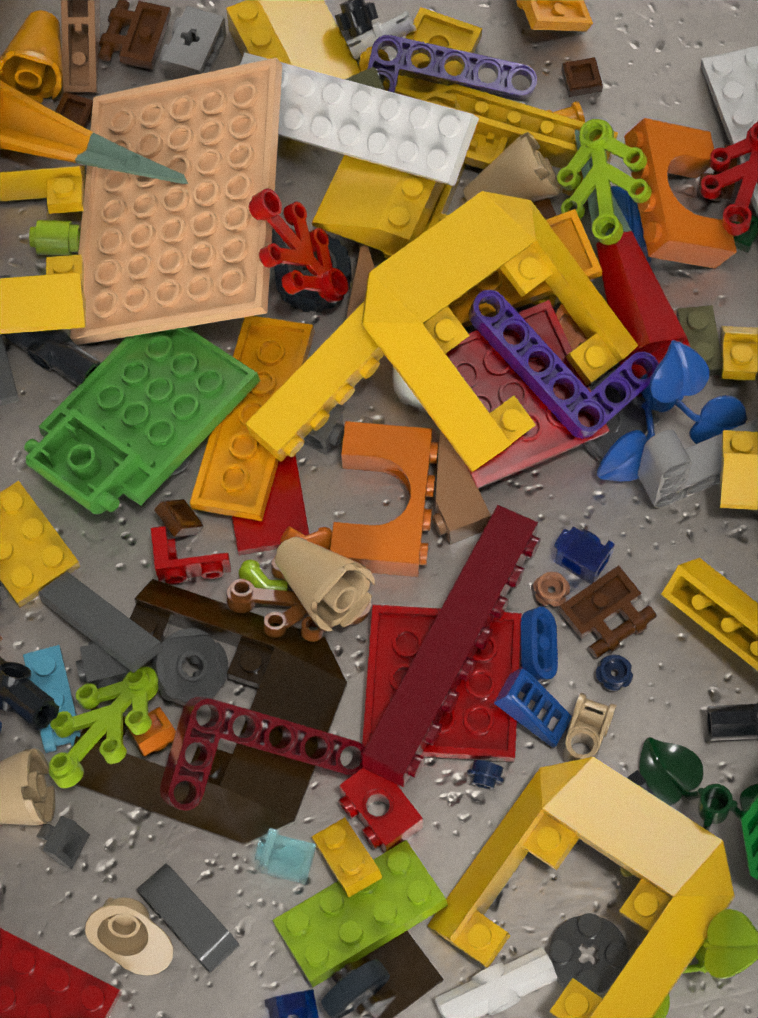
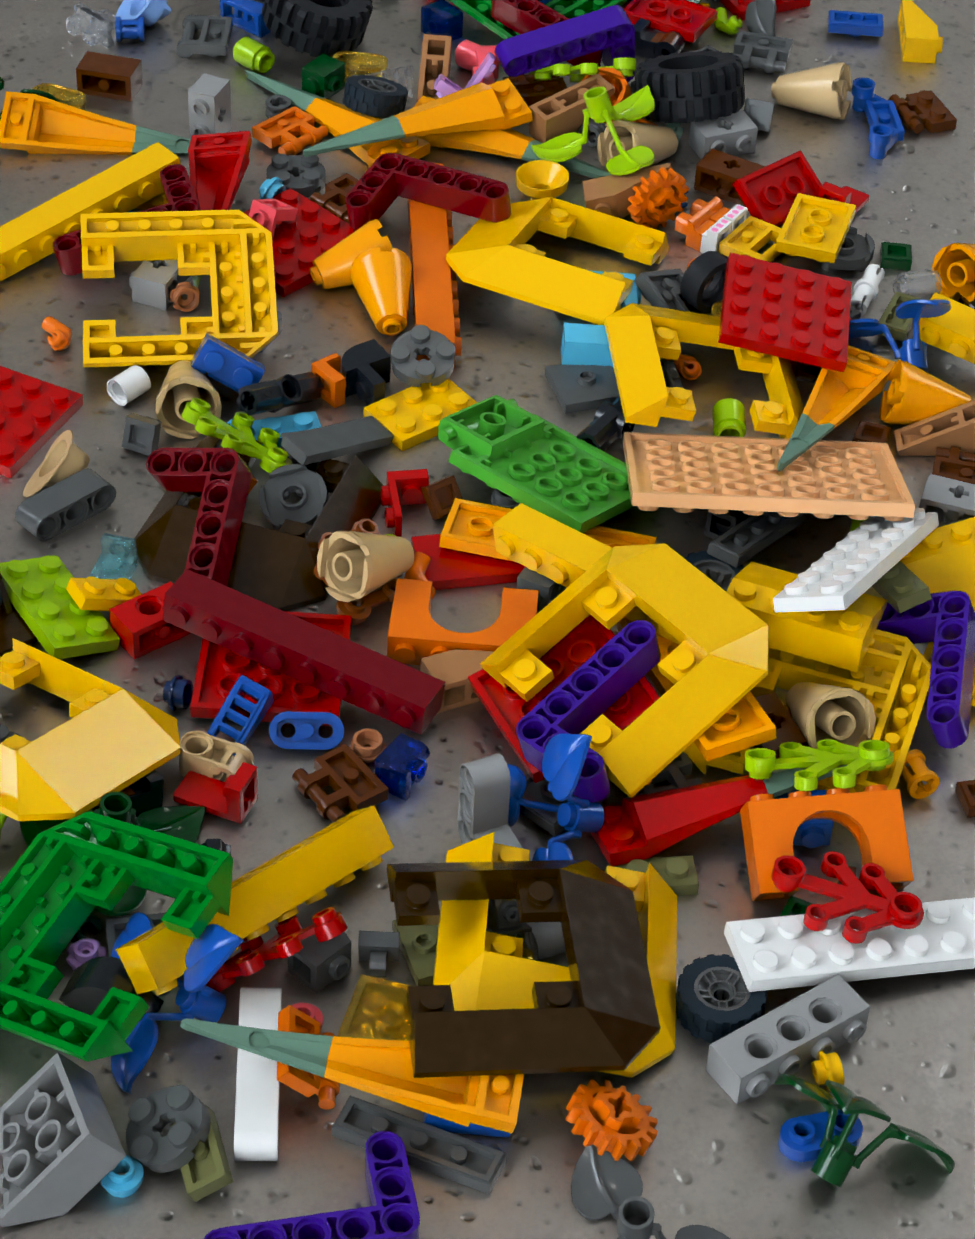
camera: 85 degrees right, 25 degrees down
(326, 280) = (706, 537): red plant -> none
(617, 663) = (276, 788): dark blue plate -> none
(631, 724) = (224, 799): none -> red bracket

